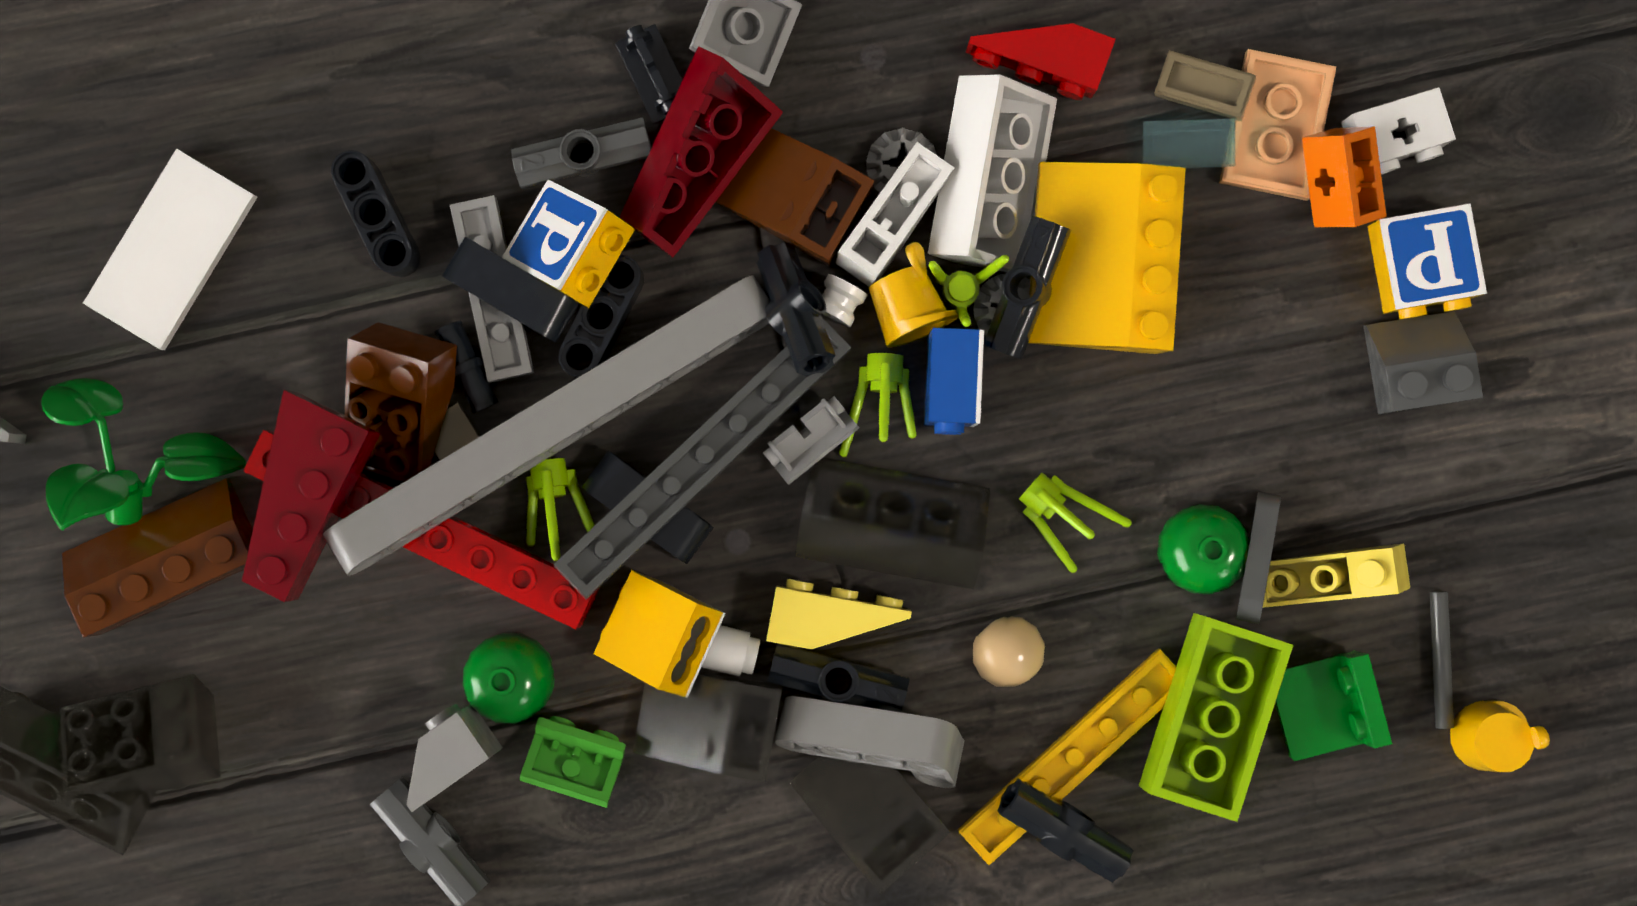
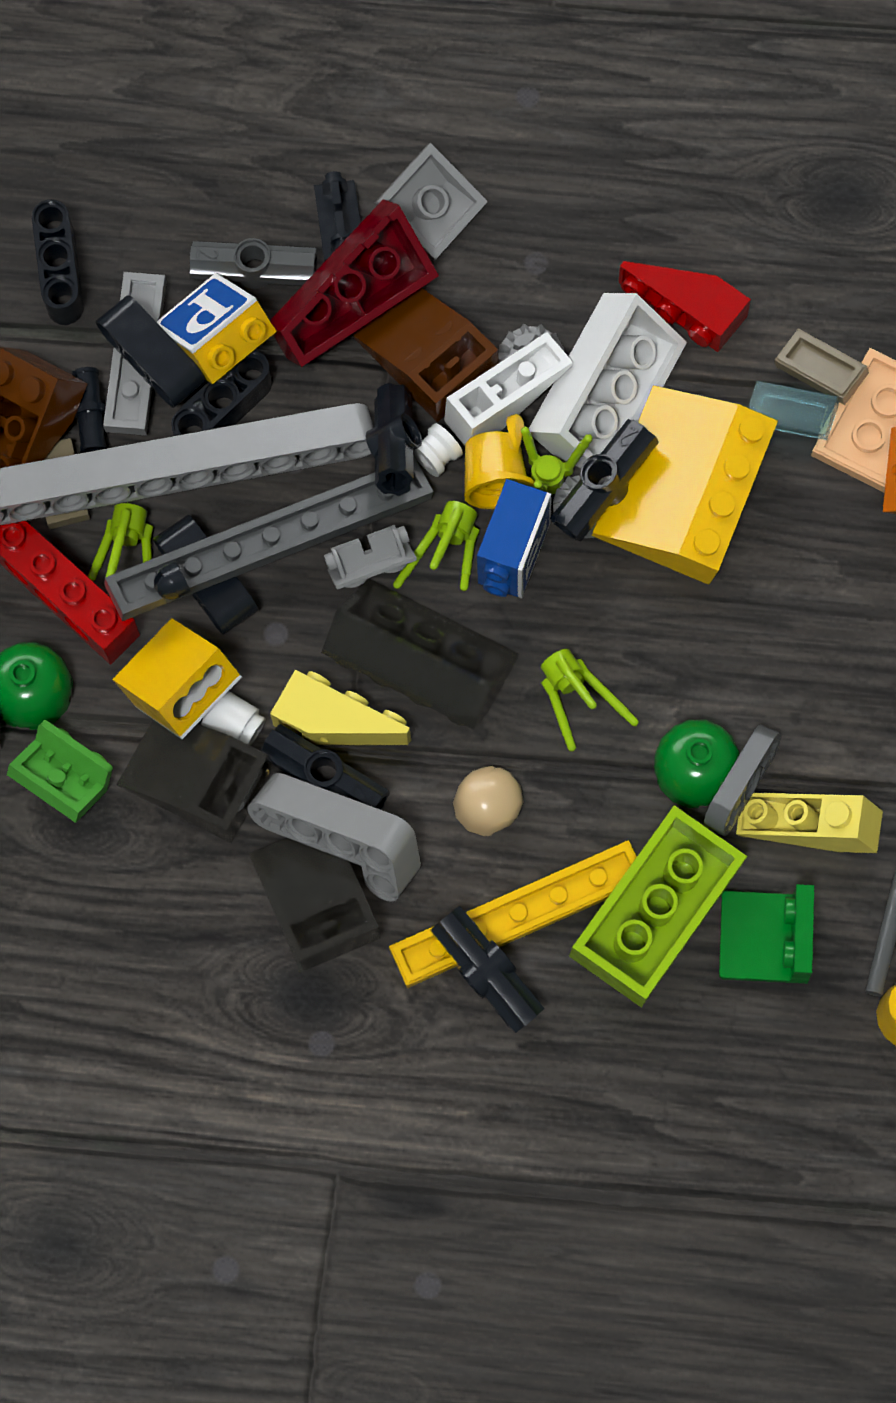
camera: 20 degrees right, 15 degrees down
(624, 550) = (171, 582): none -> black hinge

